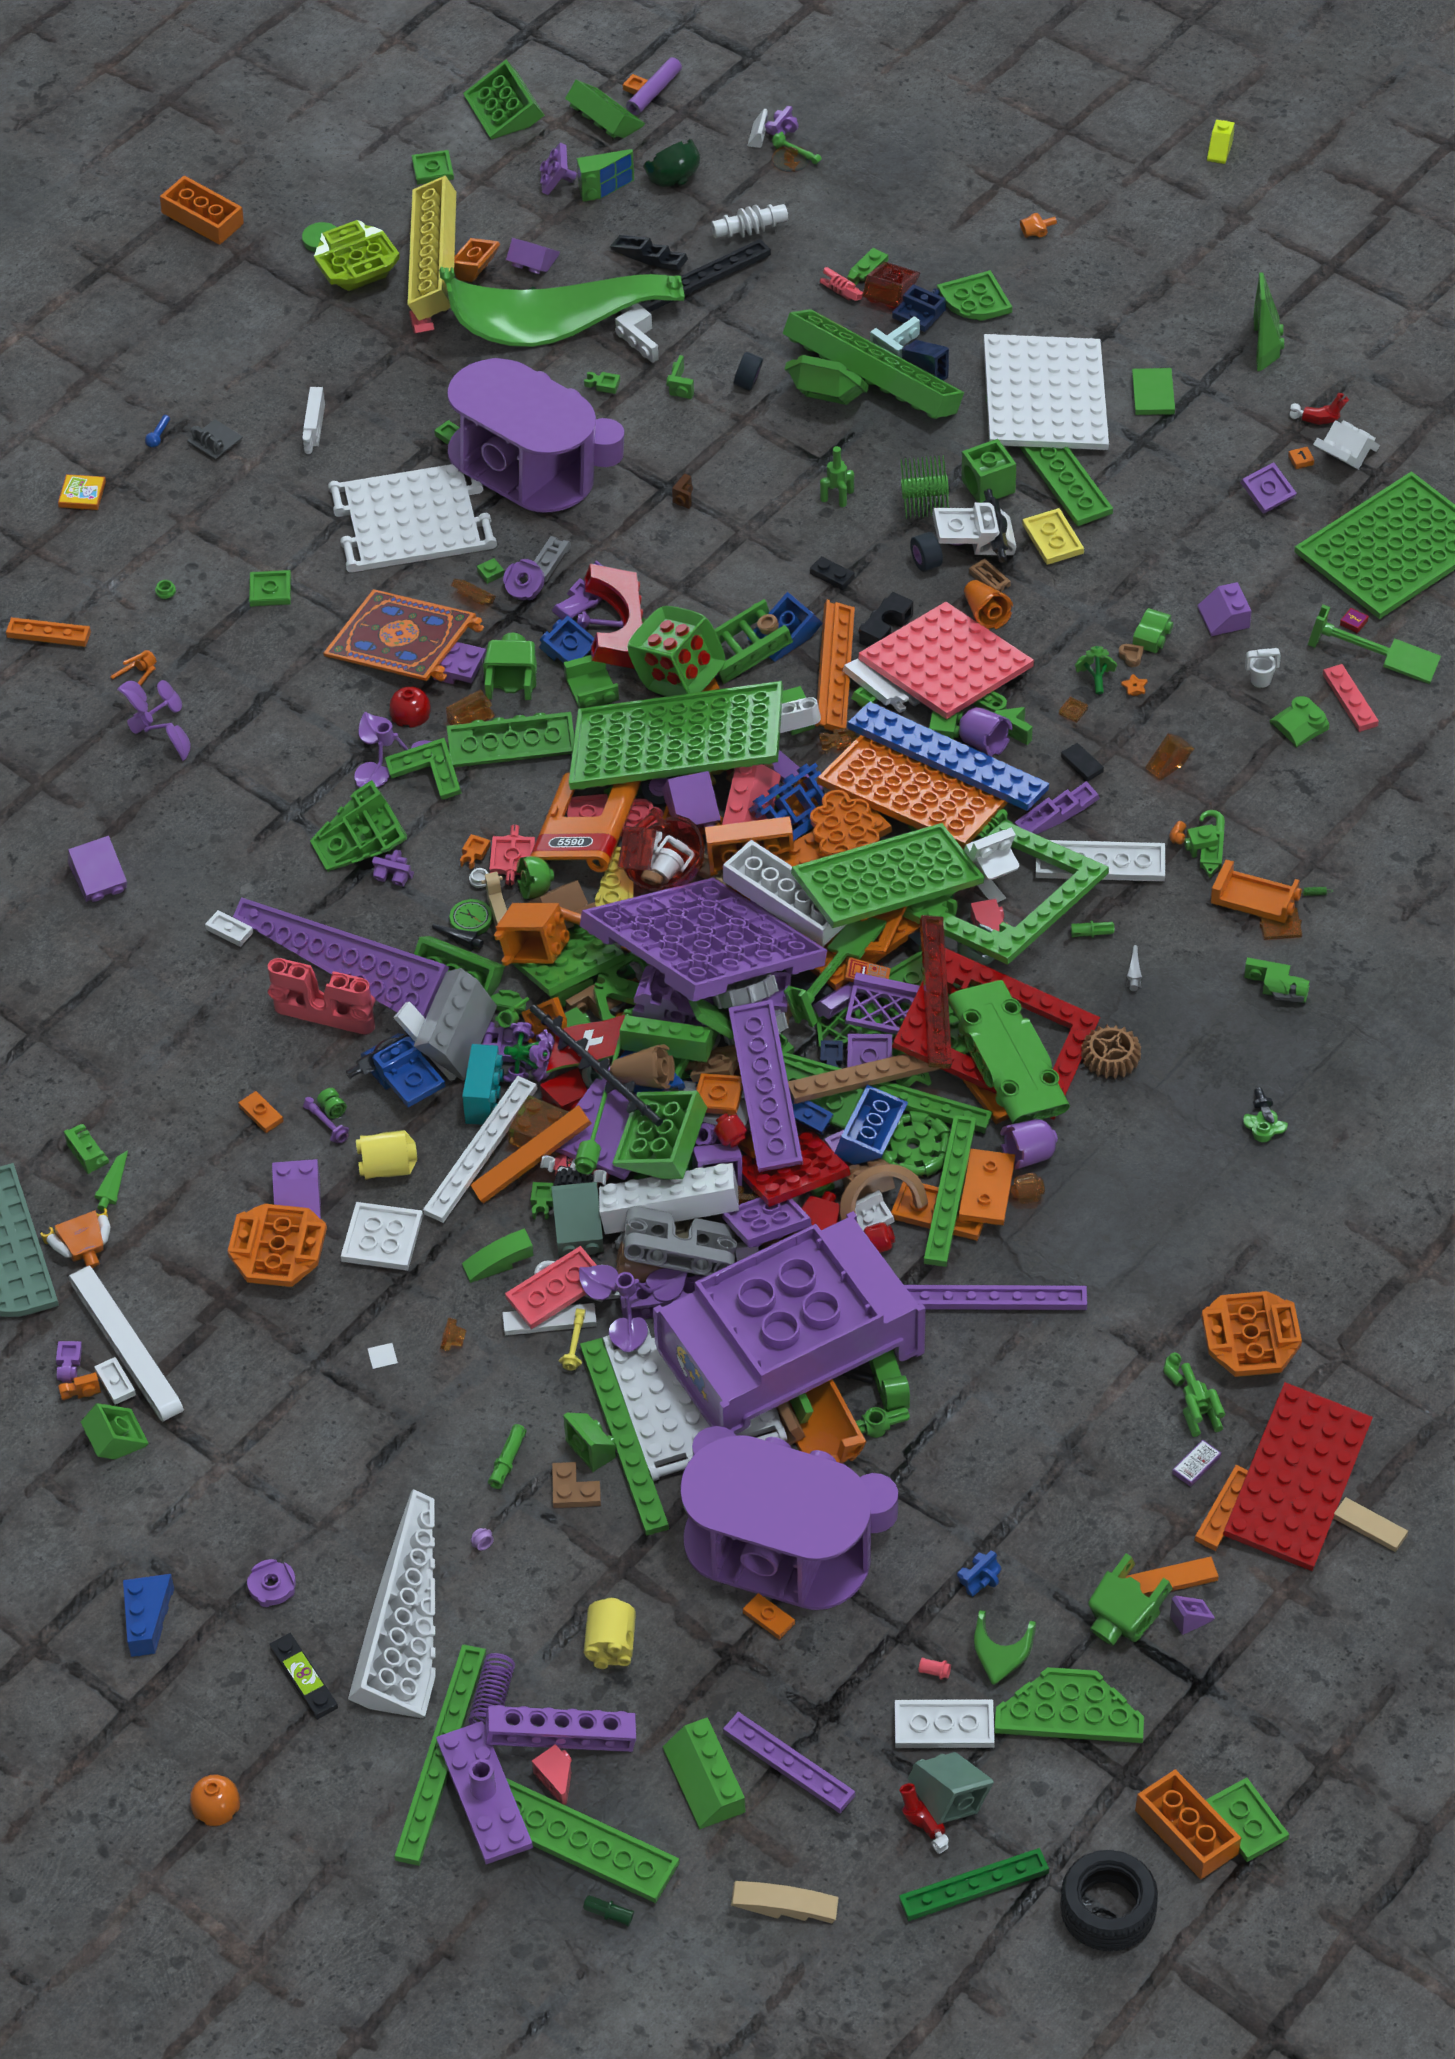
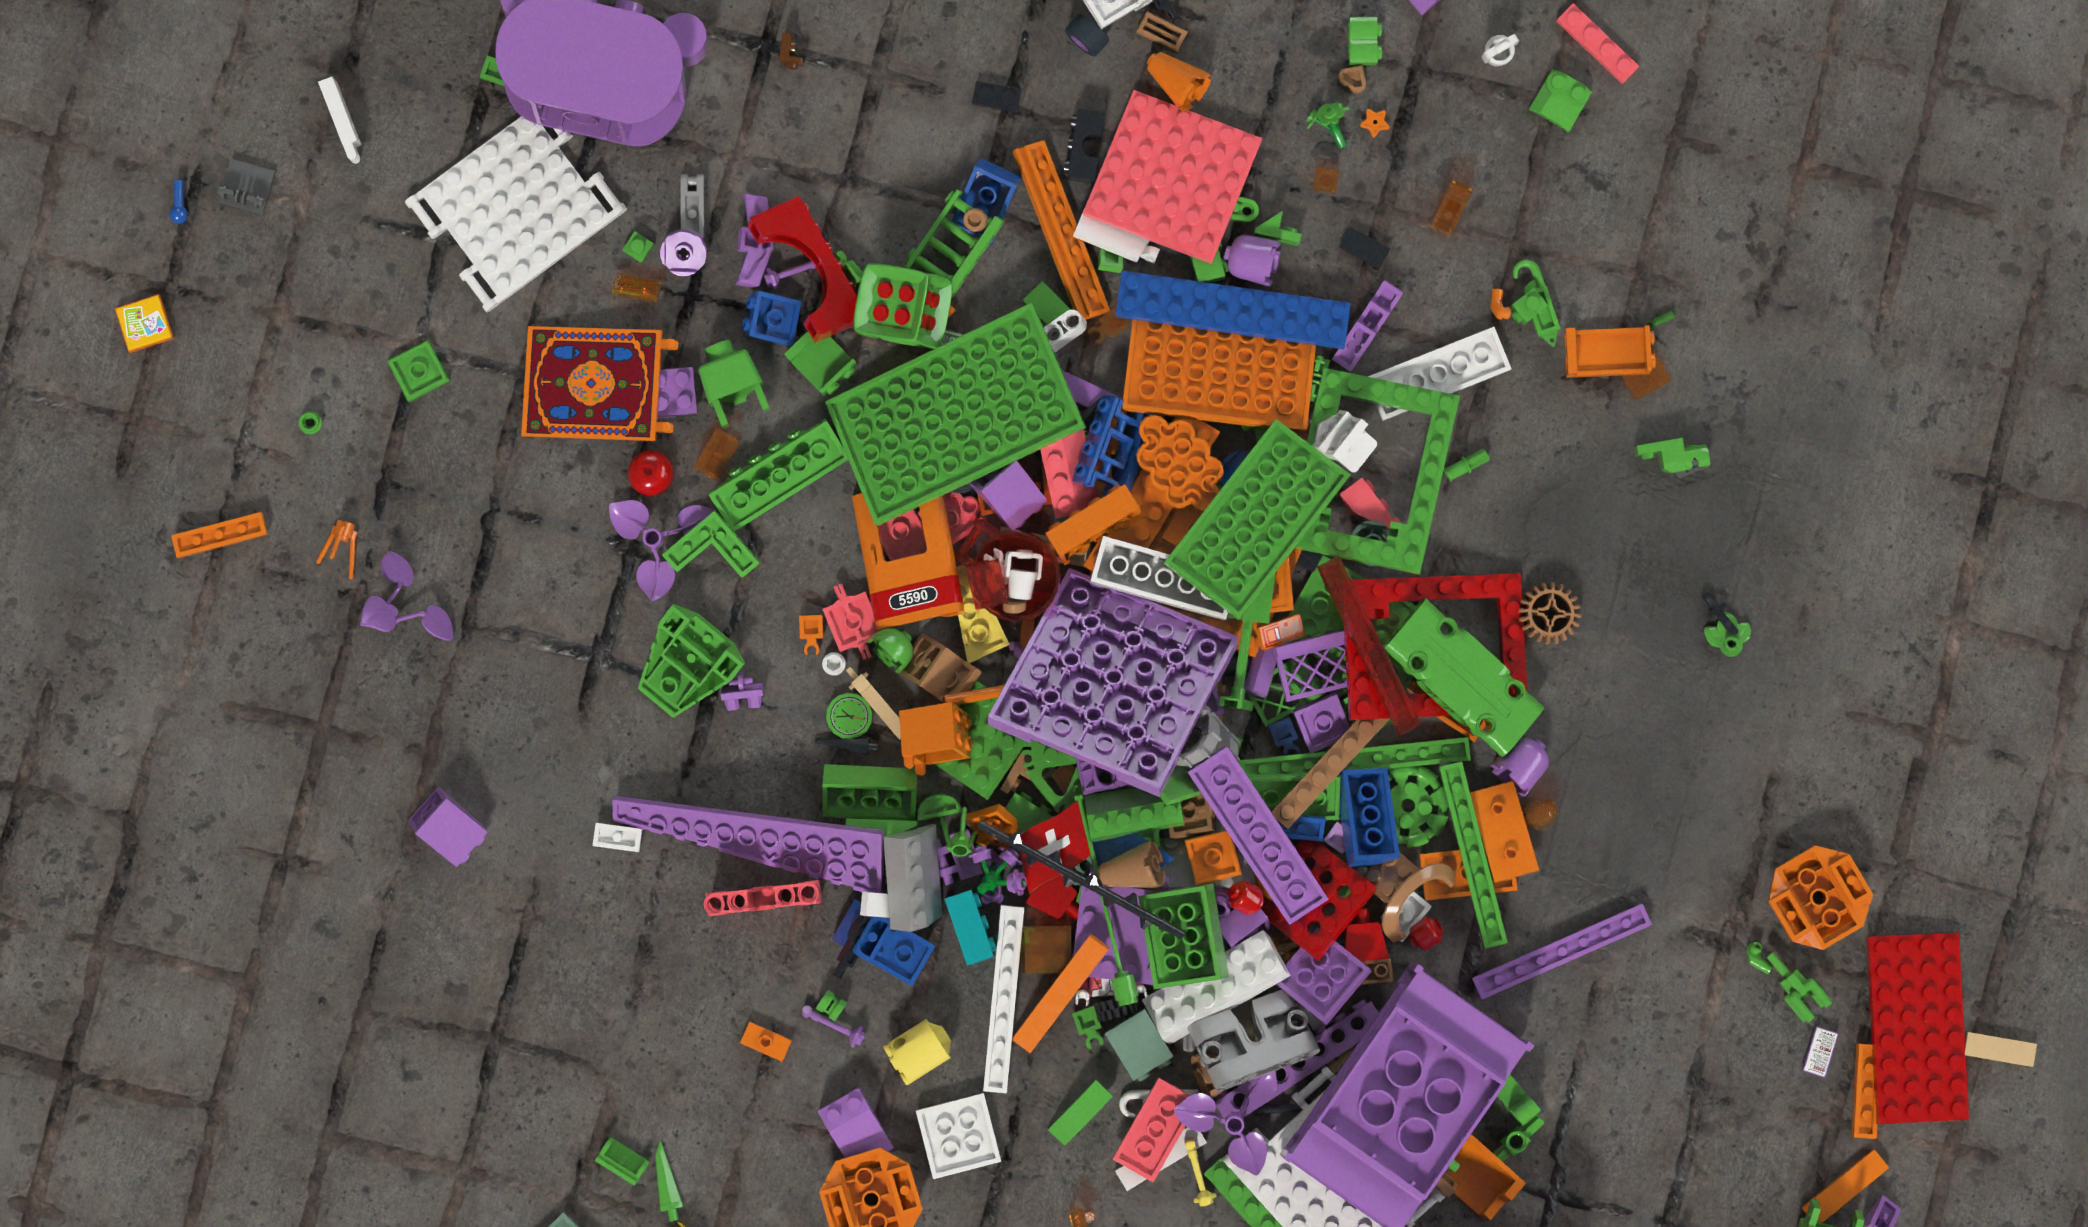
camera: 30 degrees left, 35 degrees up
(1134, 973) = (1531, 506): light grey piece -> none

